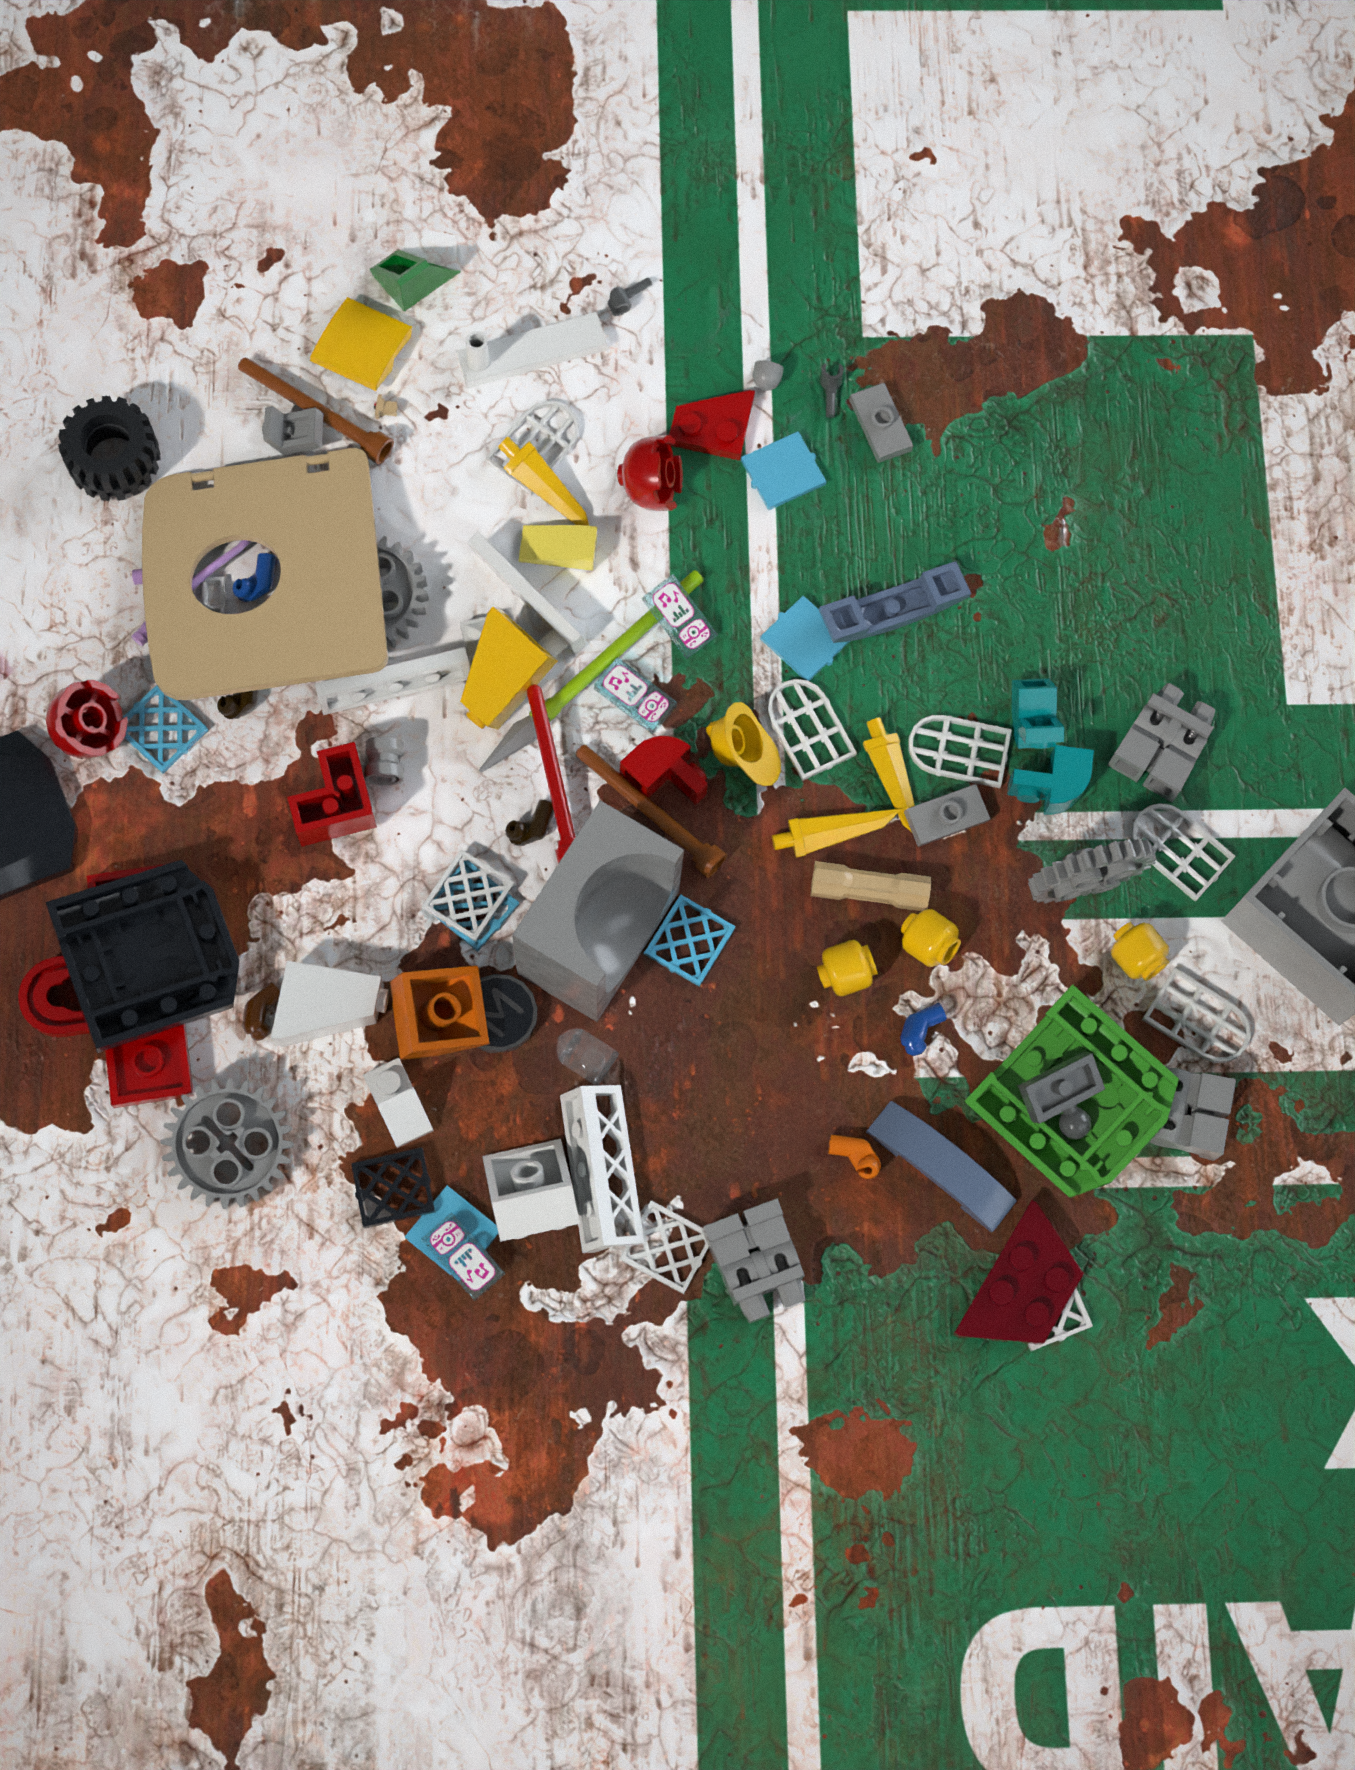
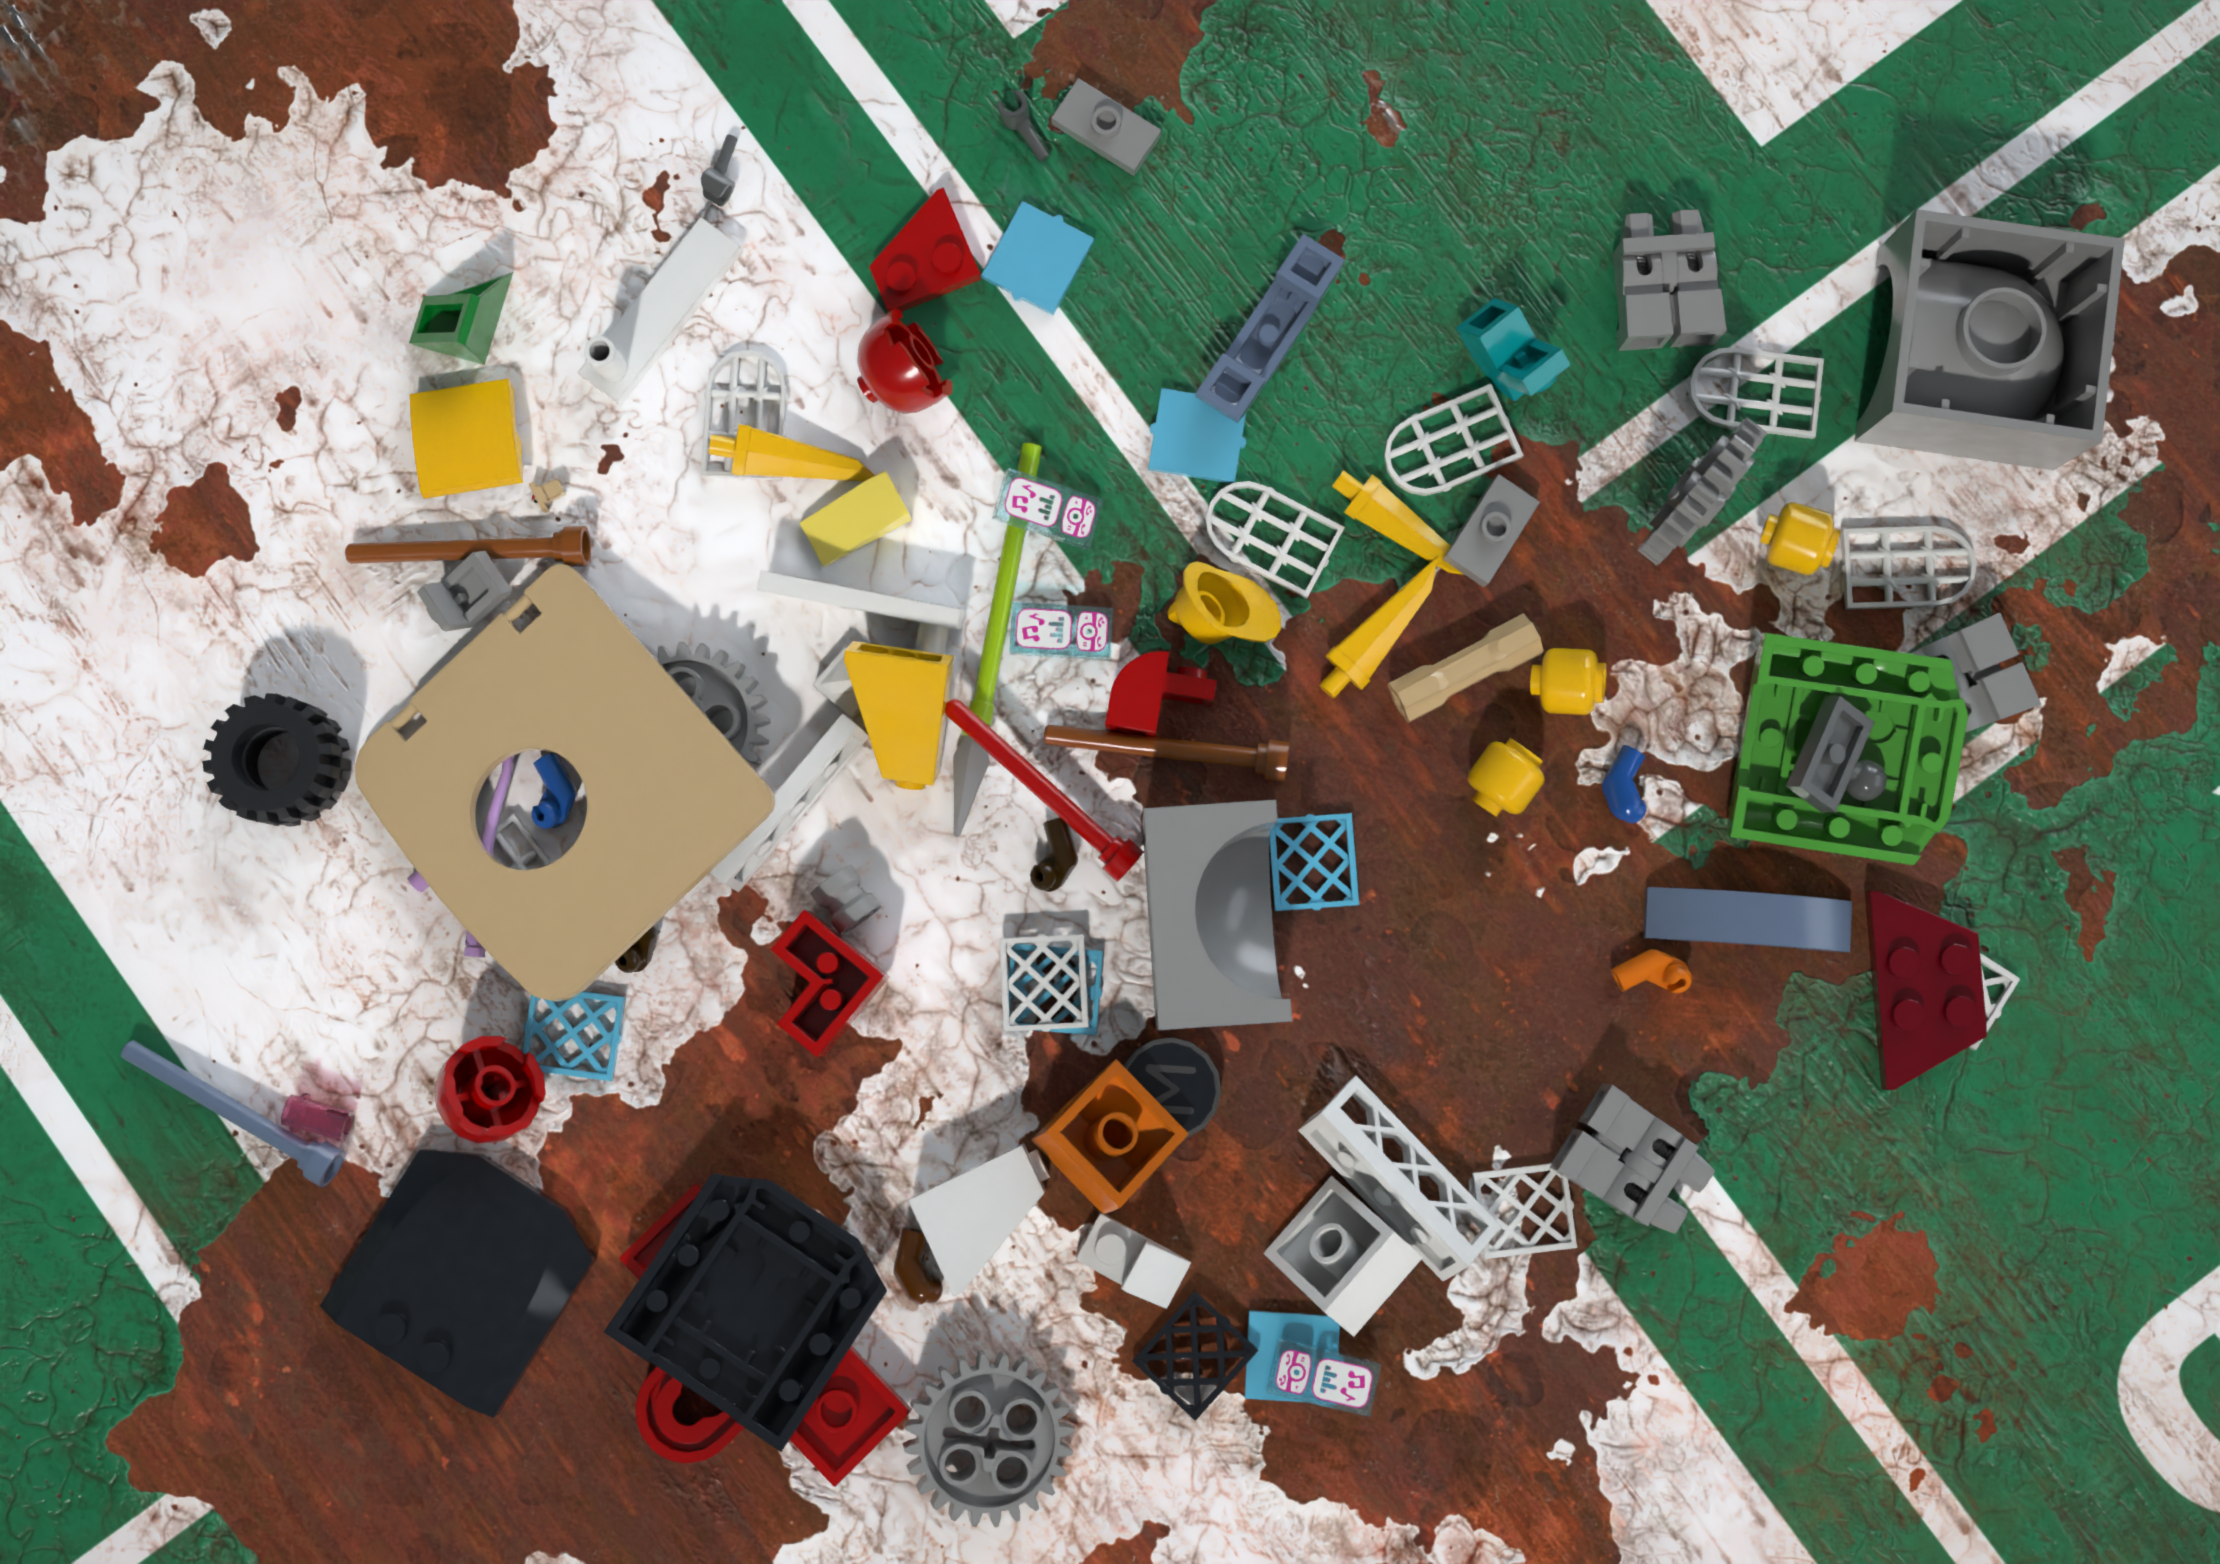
camera: 25 degrees left, 10 degrees up
(585, 1054) = (1297, 1069): clear plate -> none
(767, 375) = (943, 159): light grey hinge -> none
(1063, 784) = (1592, 408): teal brick -> none

